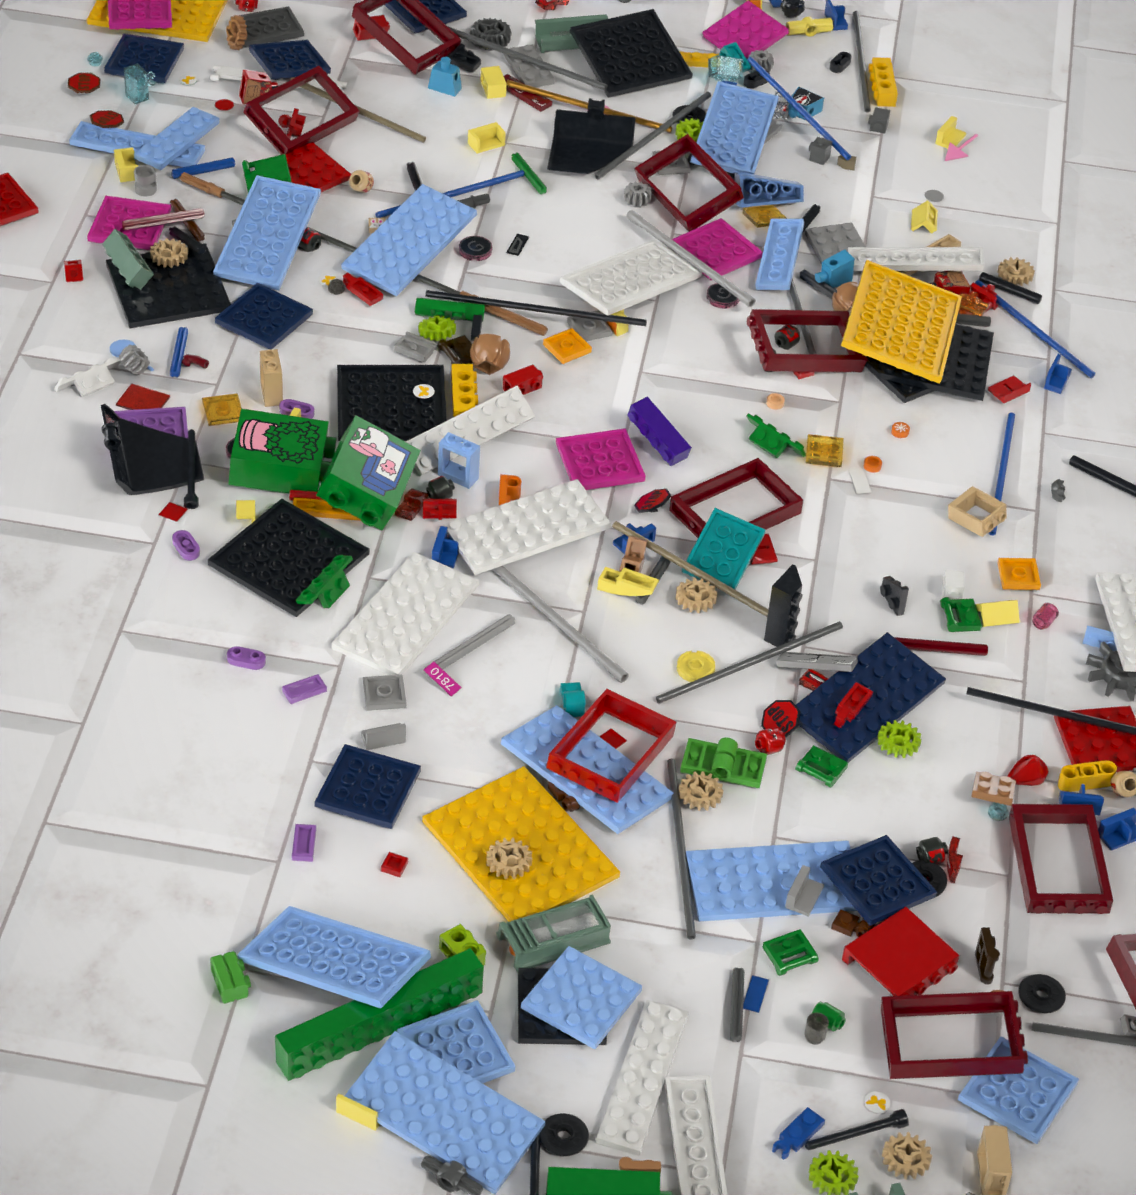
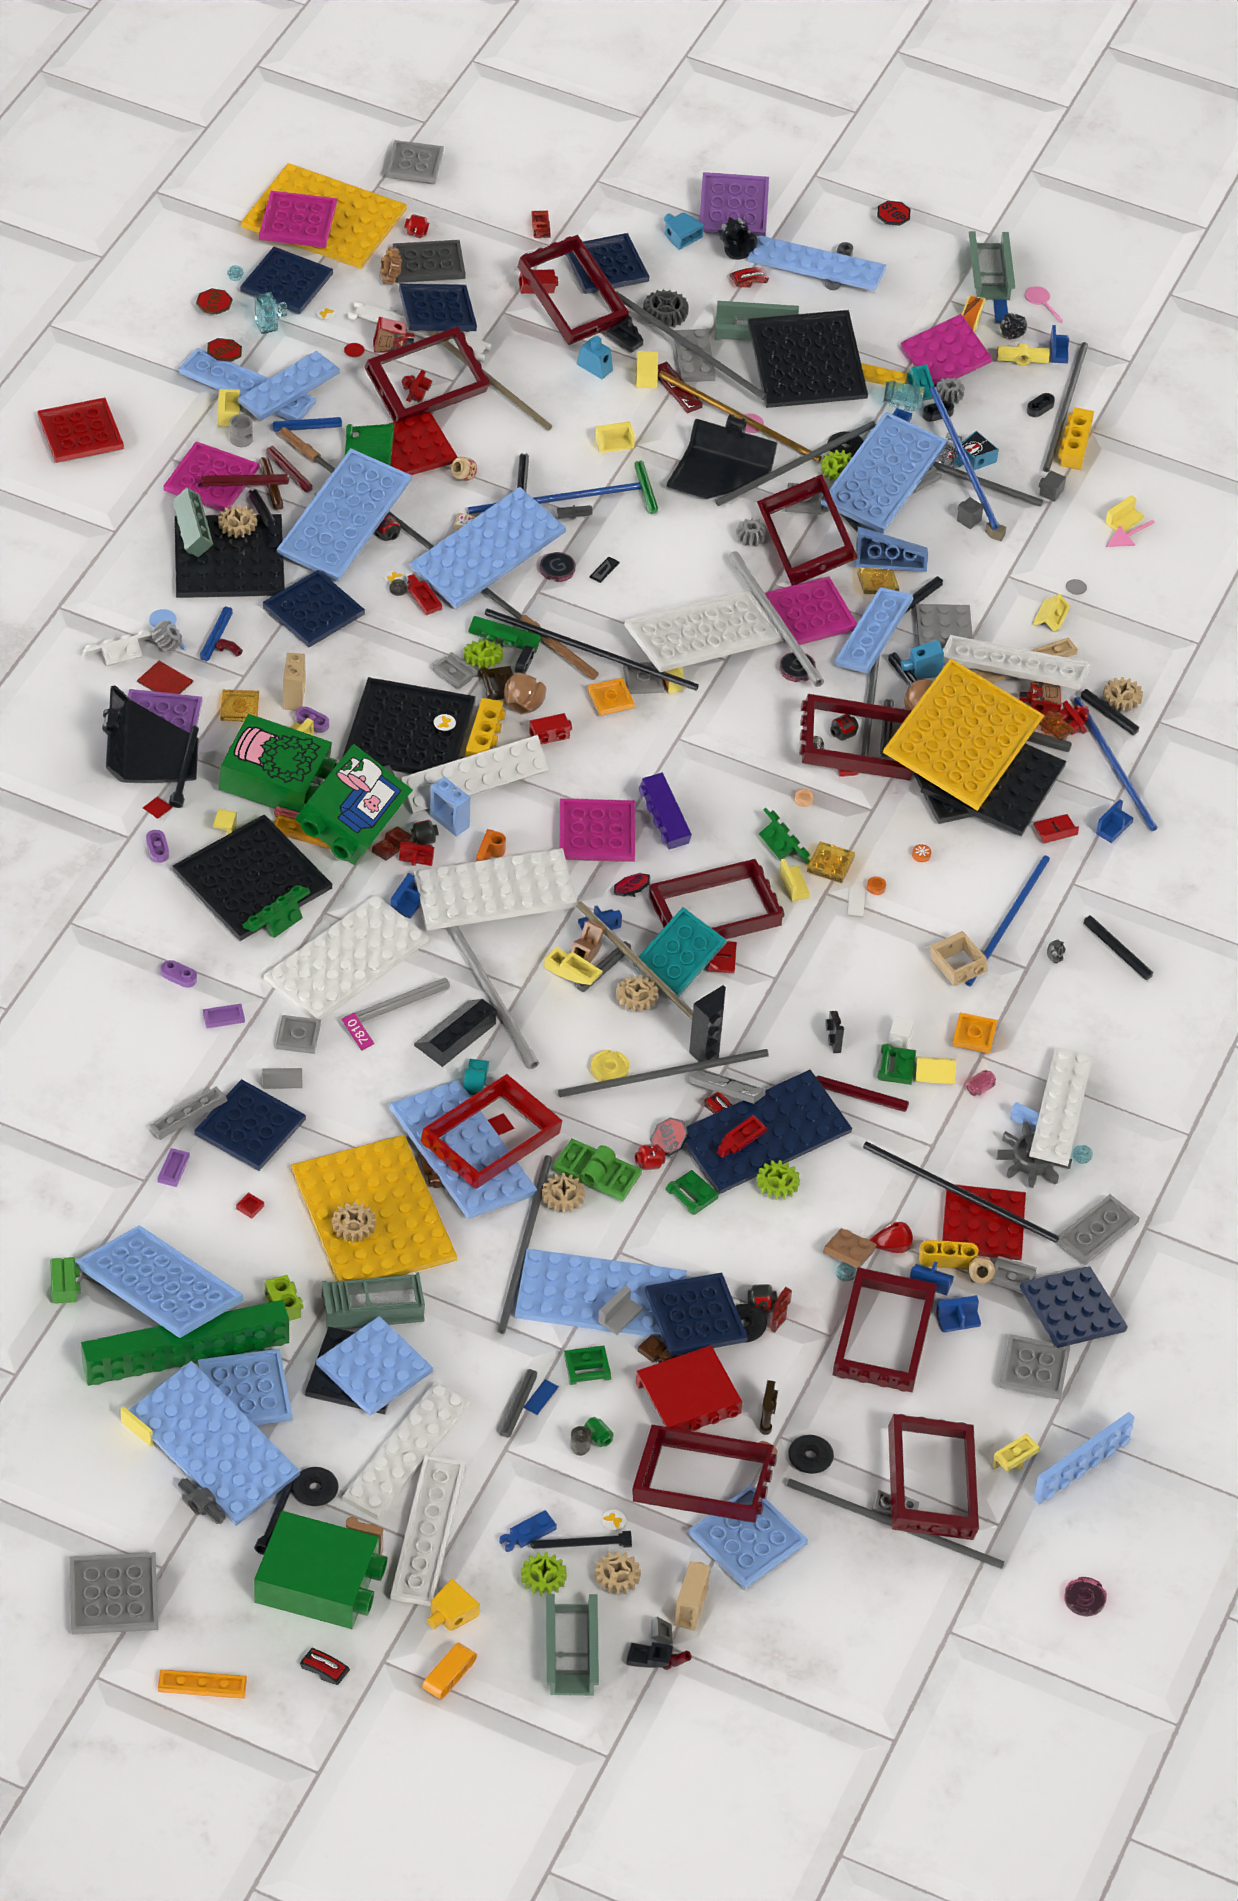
camera: 15 degrees right, 5 degrees up
(73, 270) = (138, 522): red bracket -> none
(196, 204) = (289, 469): none -> dark red axle
(302, 786) = (188, 1113): none -> light grey tile
(539, 660) = (458, 1031): none -> black slope
(797, 473) = (793, 882): none -> light yellow panel
(826, 338) = (886, 729): none -> dark grey axle
(828, 128) = (992, 485): none -> dark grey piece

